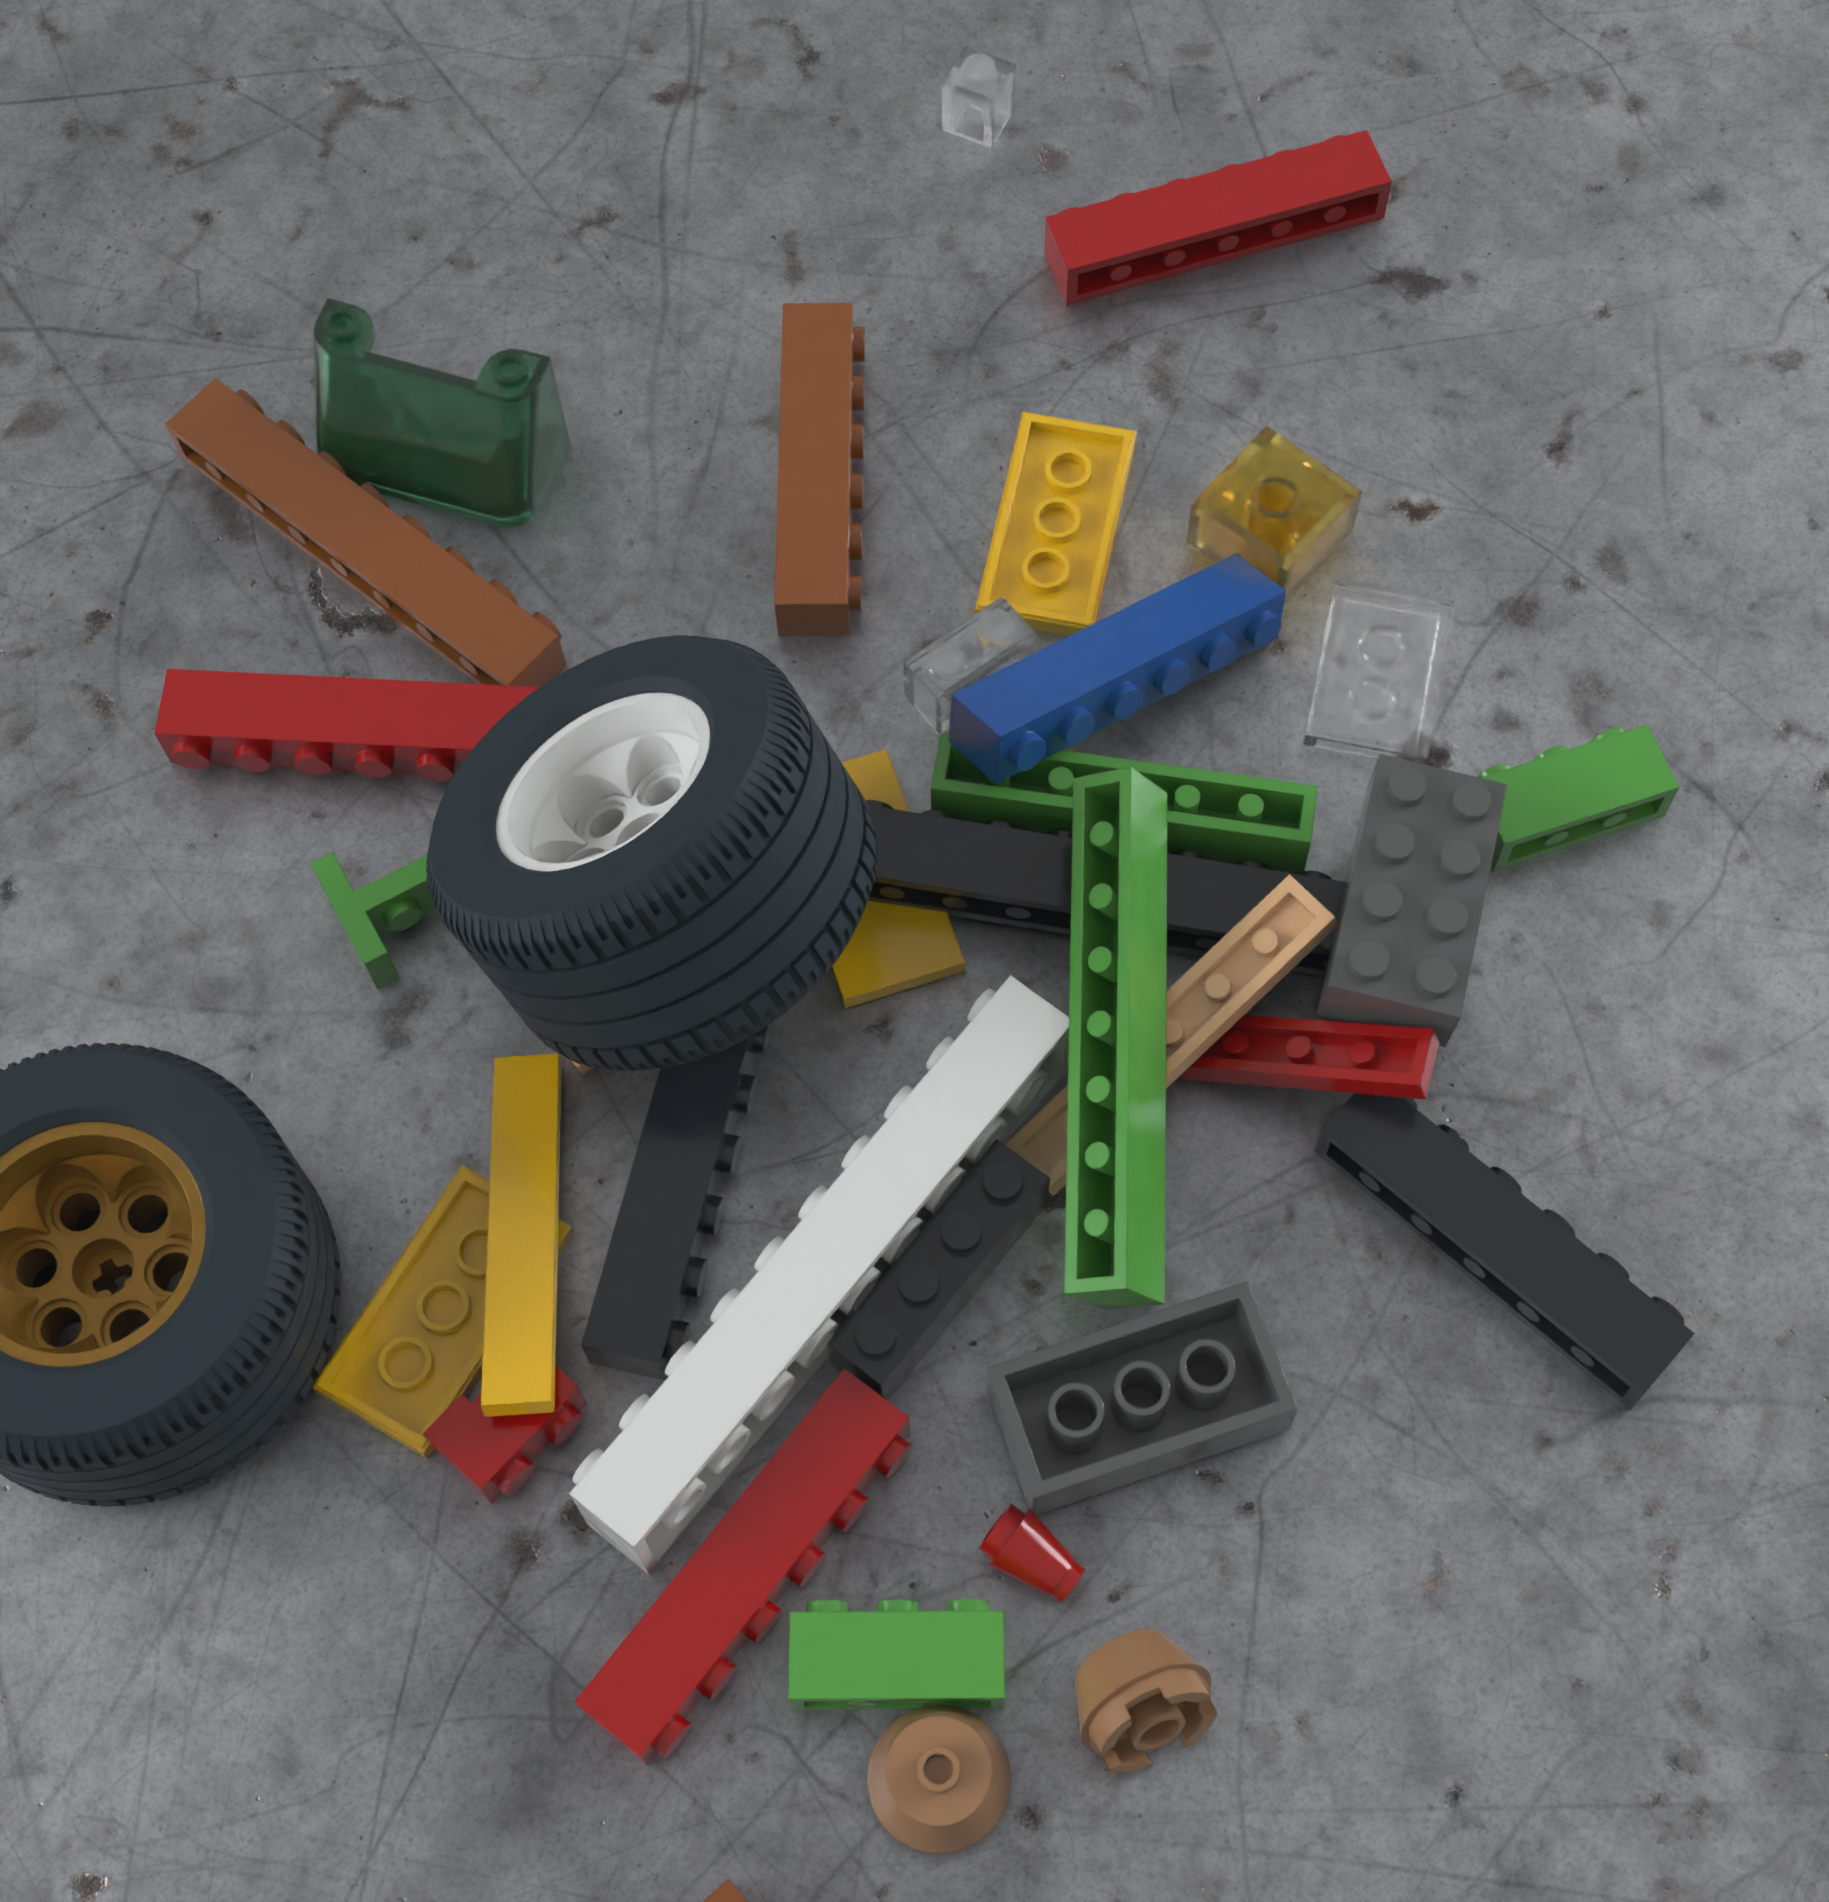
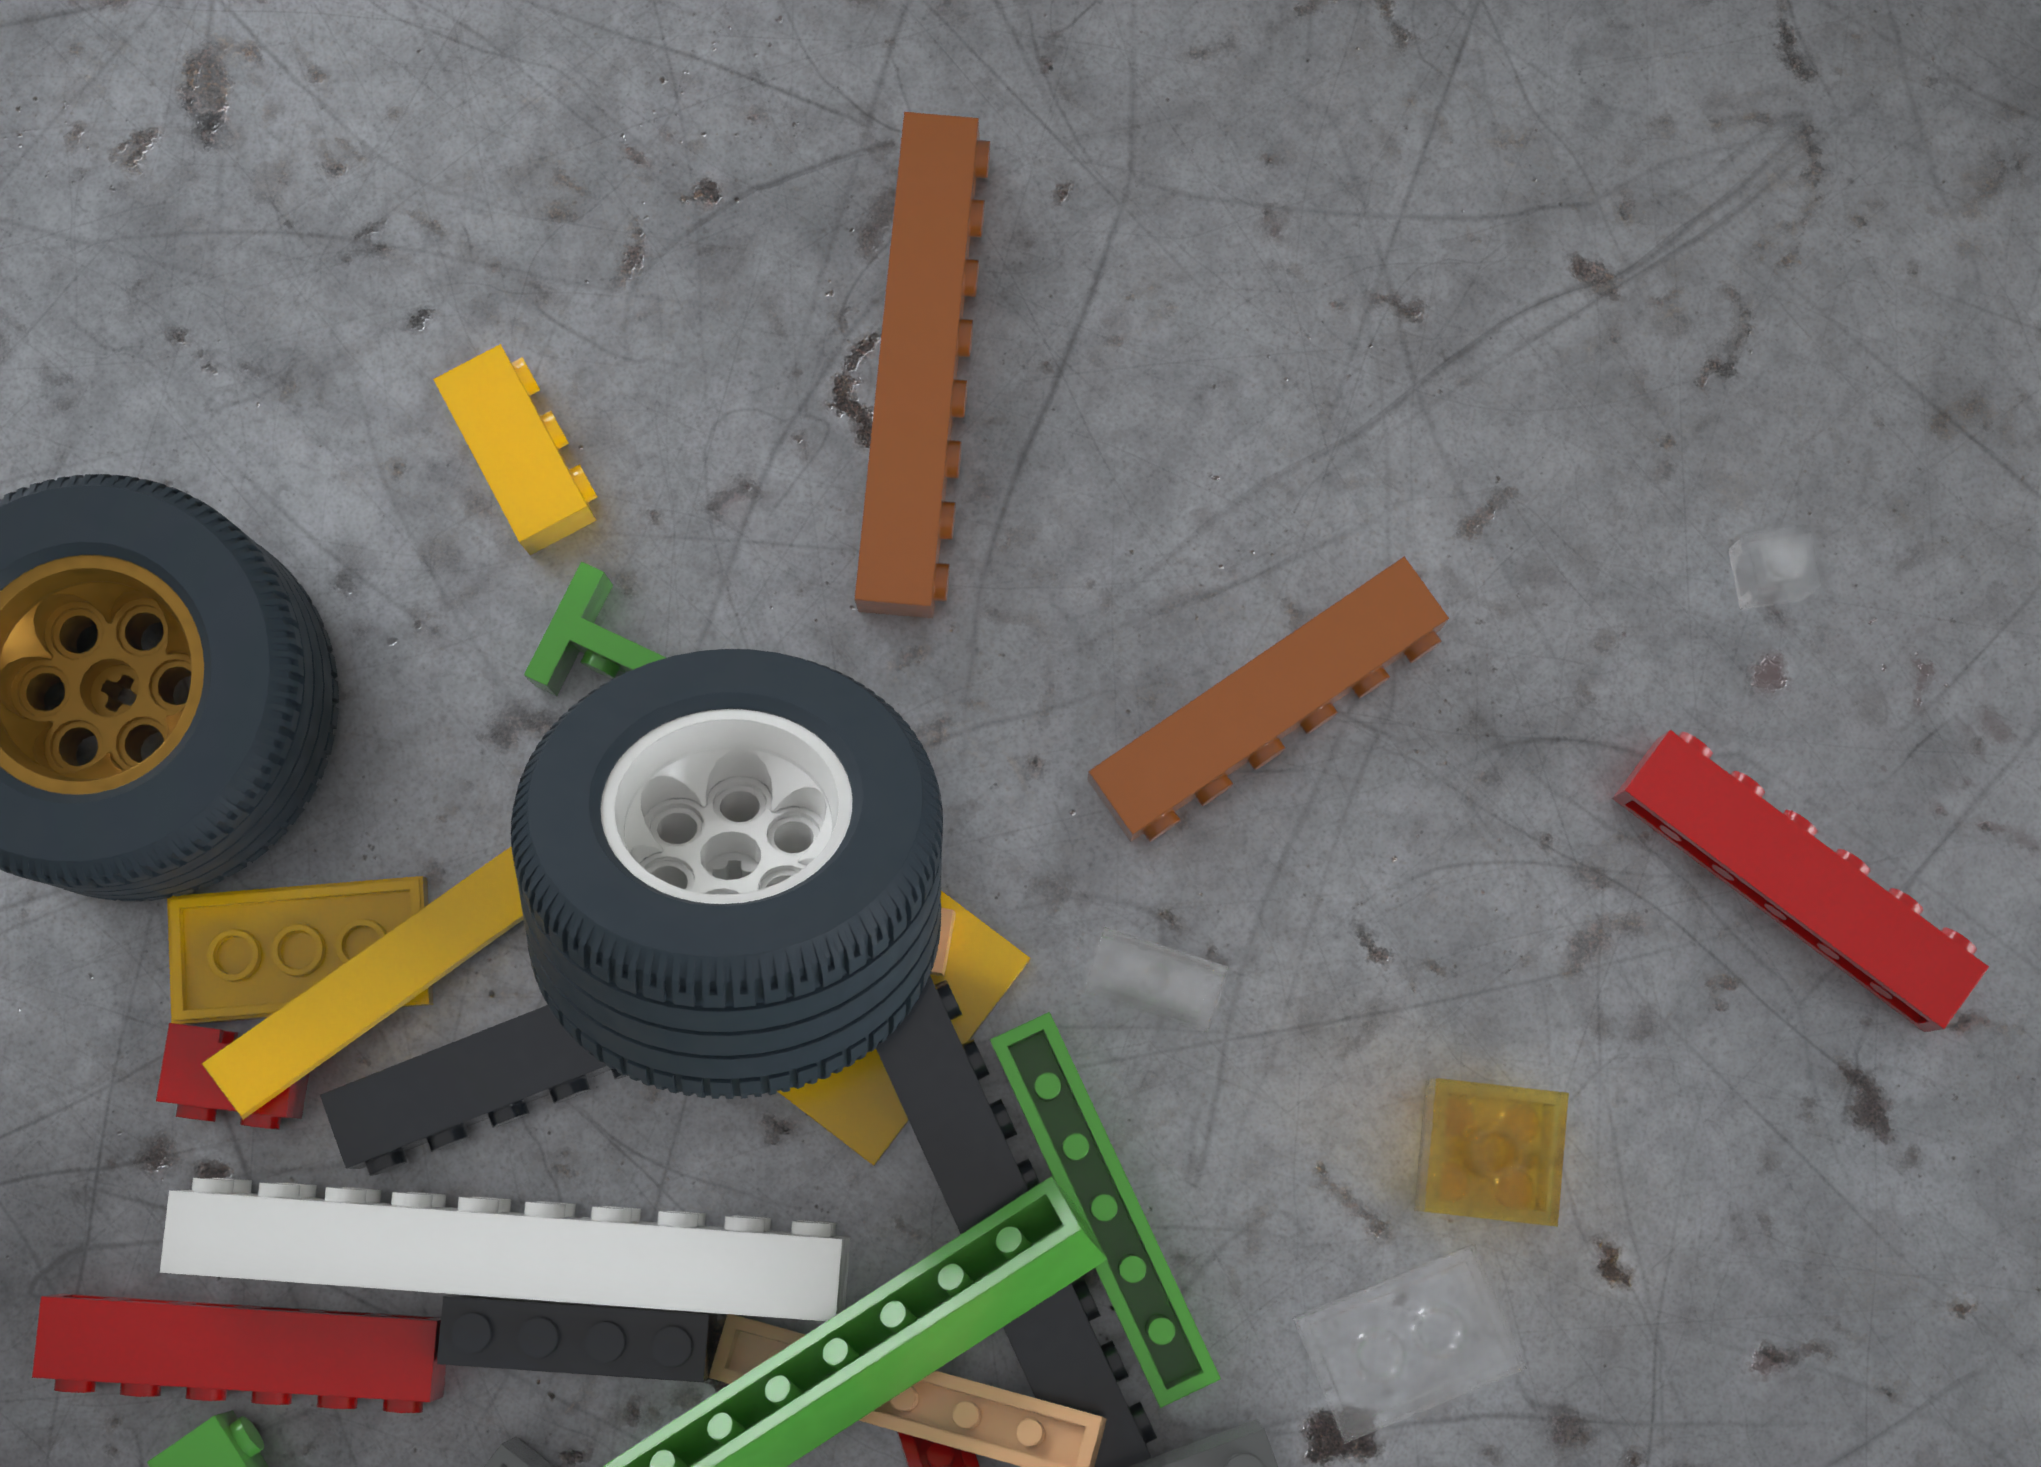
camera: 55 degrees right, 15 degrees up
(177, 869) = (518, 448): none -> yellow brick
(326, 722) = (752, 508): red brick -> none
(435, 435) = (1065, 410): clear green windscreen -> none
(1058, 521) = (1364, 950): yellow tile -> none
(1115, 667) = (1223, 1123): blue brick -> none

